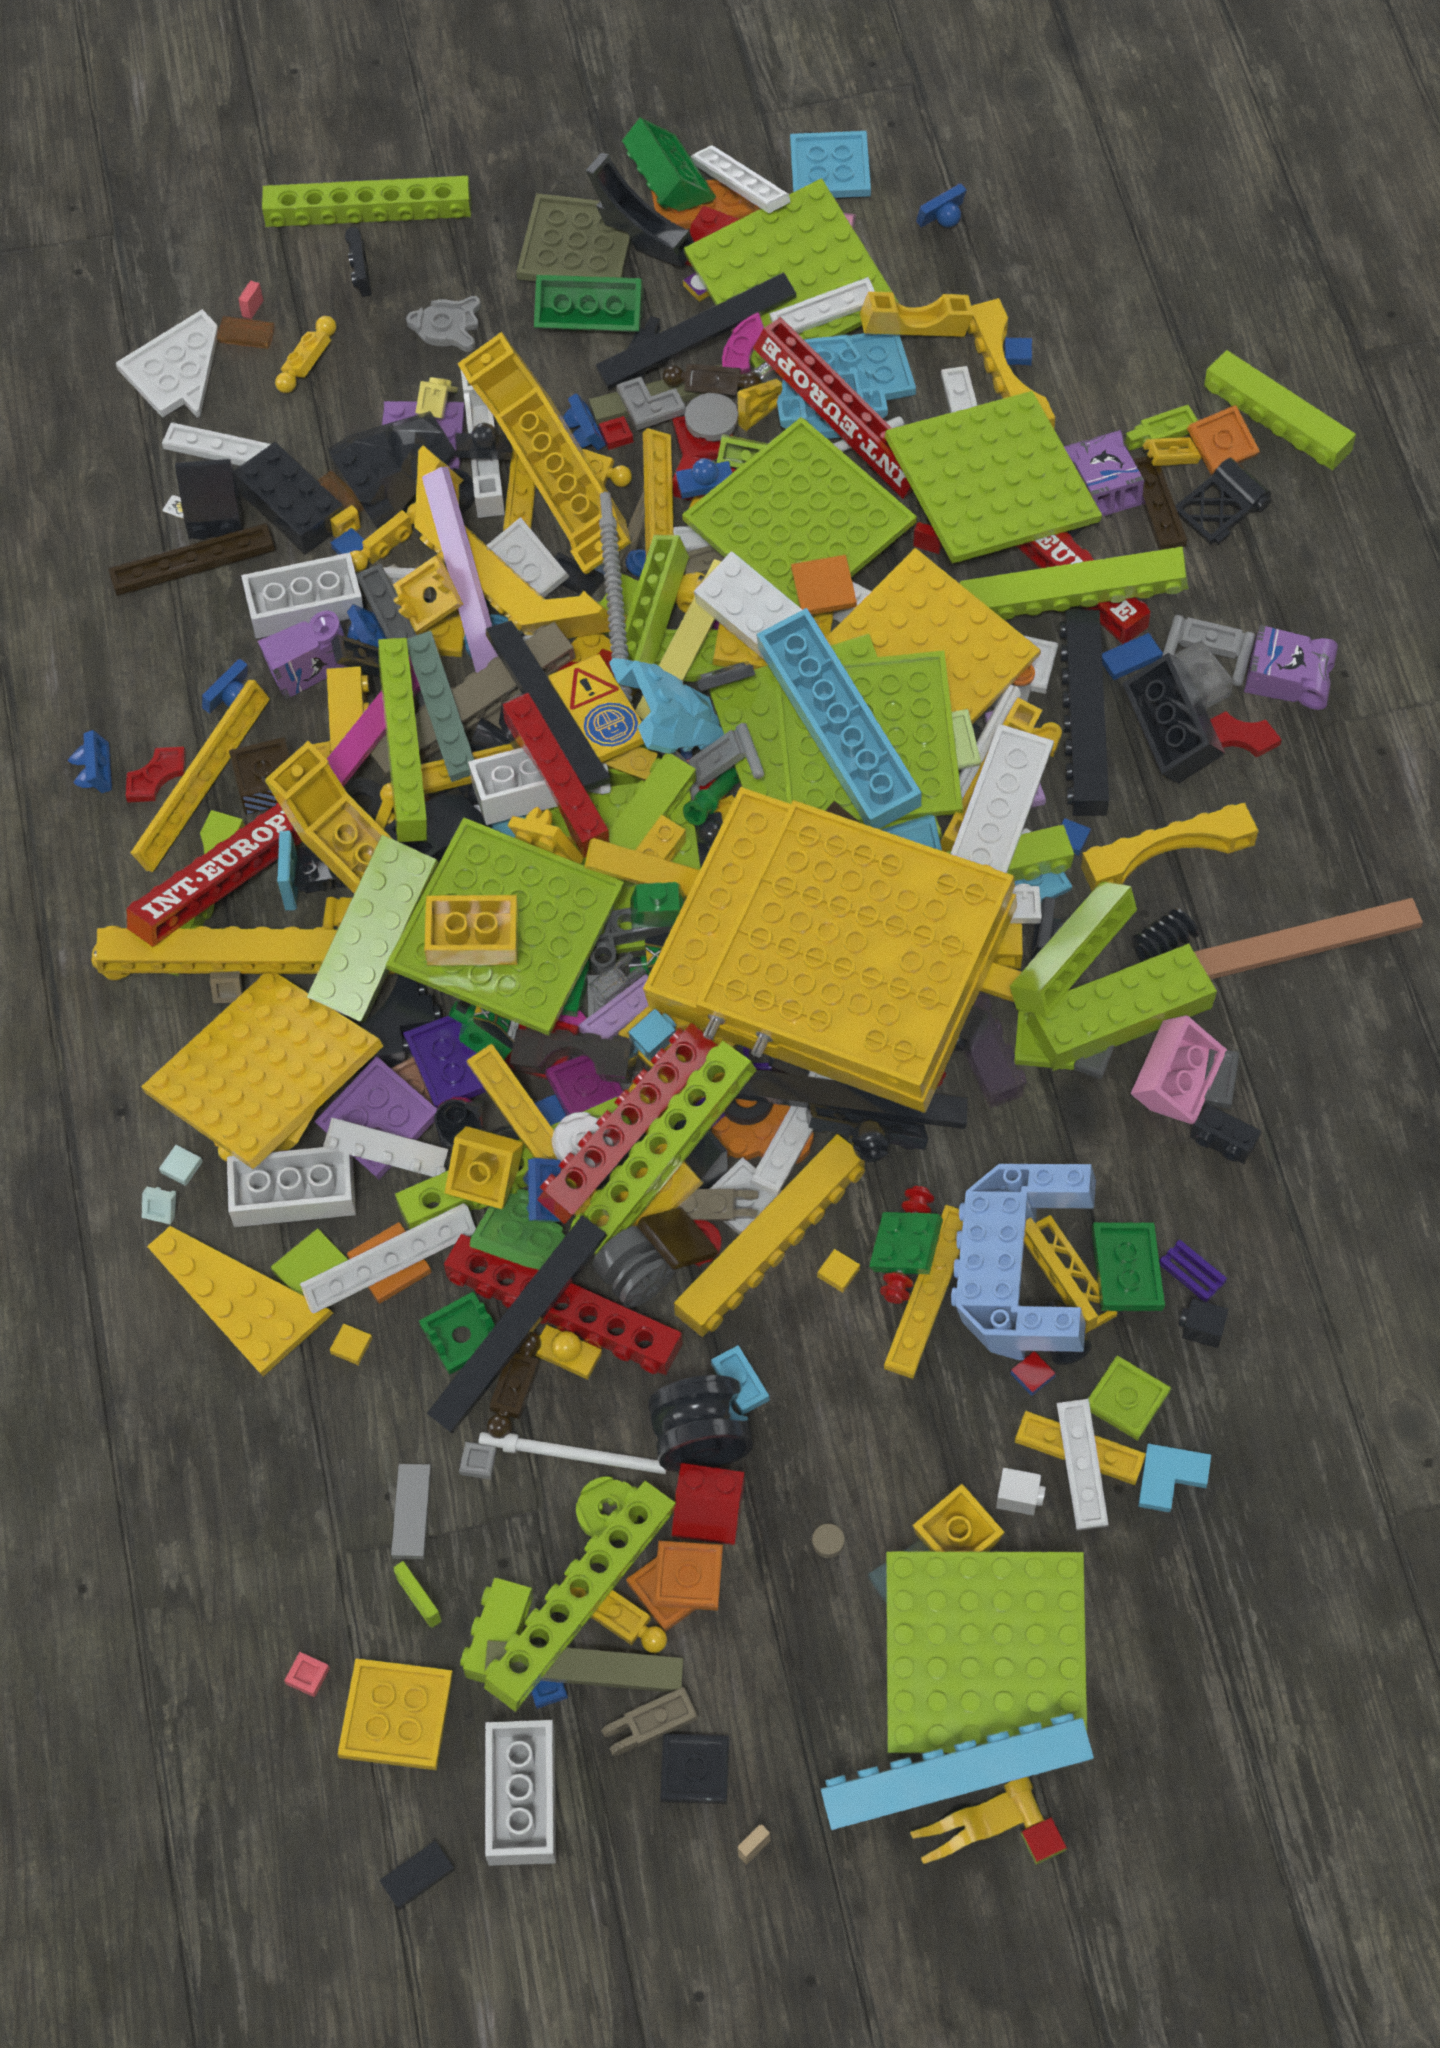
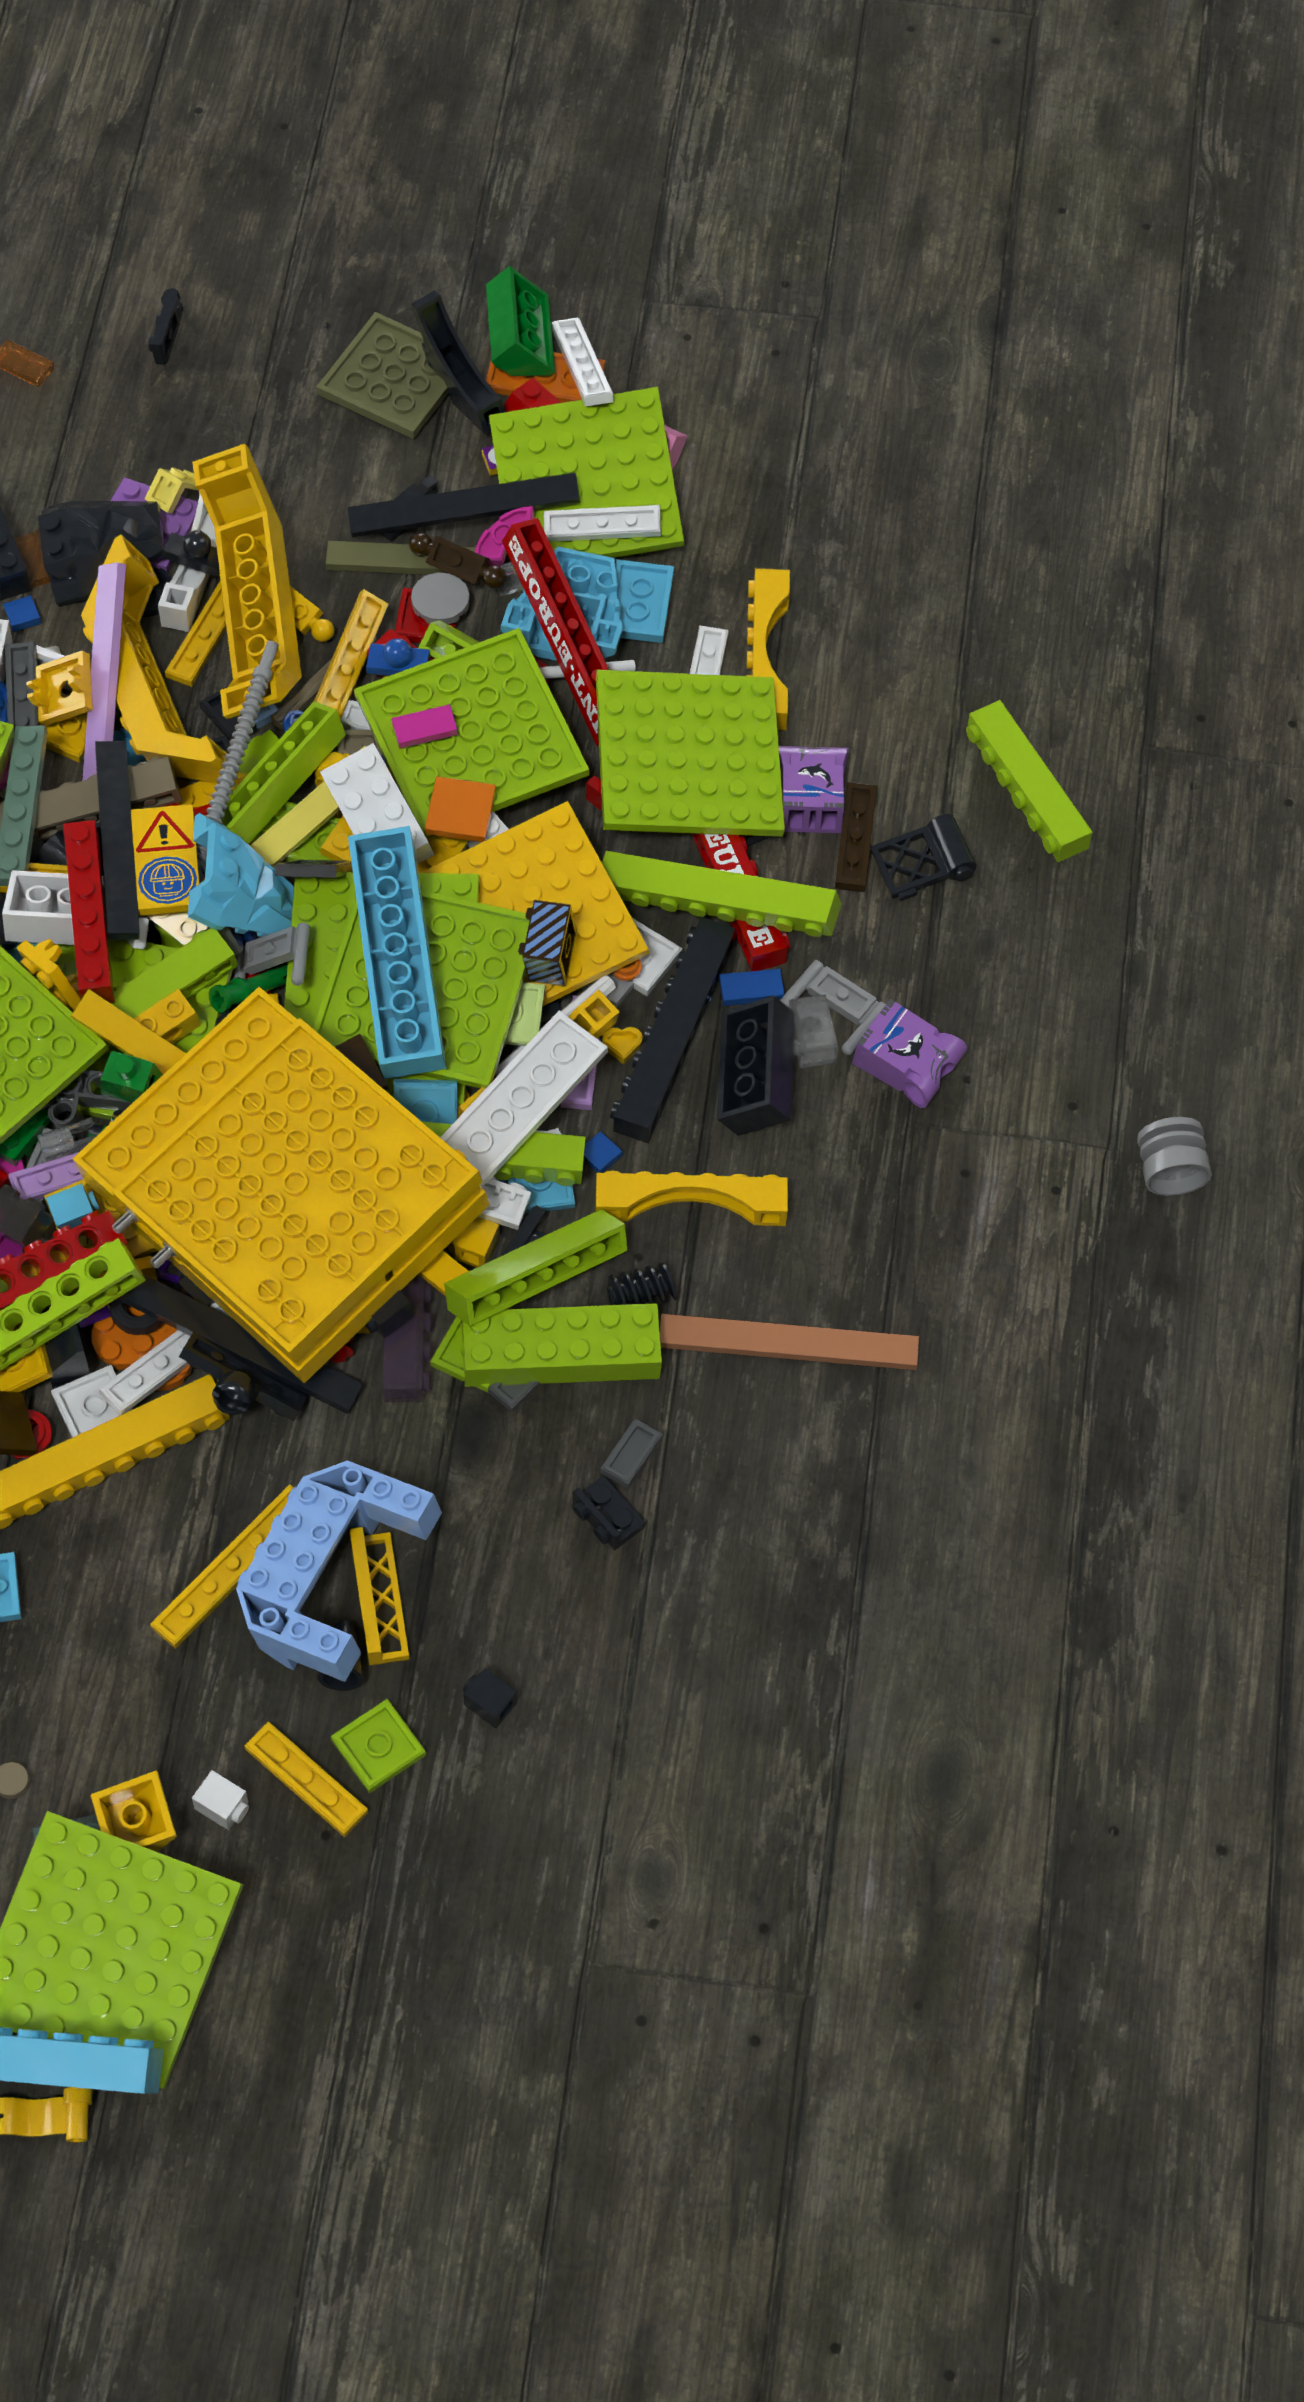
camera: 15 degrees right, 0 degrees up
(250, 299) = (41, 331): coral tile -> none
(305, 354) = (69, 404): yellow plate -> none
(344, 521) = (26, 586): yellow tile -> none
(366, 201) = (203, 267): lime brick -> none
(384, 539) = (50, 620): yellow plate -> none
(447, 322) = (225, 415): light grey tile -> none
(528, 557) = (189, 684): white tile -> none
(580, 414) = (313, 561): blue tile -> none
(588, 303) = (372, 442): green slope -> none
(616, 432) = (340, 584): red tile -> none
(648, 409) = (381, 571): light grey tile -> none
(719, 1204) = (60, 1403): dark tan hinge -> none
(757, 402) = (491, 598): yellow wing -> none
(760, 525) = (424, 726): none -> dark pink tile
(836, 158) = (691, 375): medium azure plate -> none
(838, 1270) = (152, 1513): yellow tile -> none
(906, 1244) = (229, 1509): green plate -> none
(943, 208) = (782, 457): blue tile -> none
(944, 317) = (722, 571): yellow arch -> none
(962, 669) = (548, 942): none -> dark brown container
(1018, 351) = (789, 631): blue tile -> none
(1033, 1373) = (295, 1686): red tile -> none
(1043, 1841) = (77, 2160): red tile -> none
(1082, 1464) = (296, 1796): white tile -> none
(1127, 1267) = (439, 1612): green plate -> none
(1164, 425) = (899, 760): lime hinge -> none
(1169, 1466) = (381, 1830): medium azure tile -> none
(1172, 451) = (895, 792): yellow tile -> none
(1175, 1070) = (587, 1428): bright pink slope -> none
(1198, 1261) = (494, 1616): dark purple tile -> none
(1223, 437) = (956, 791): orange tile -> none
(1254, 737) = (838, 1113): red tile -> none

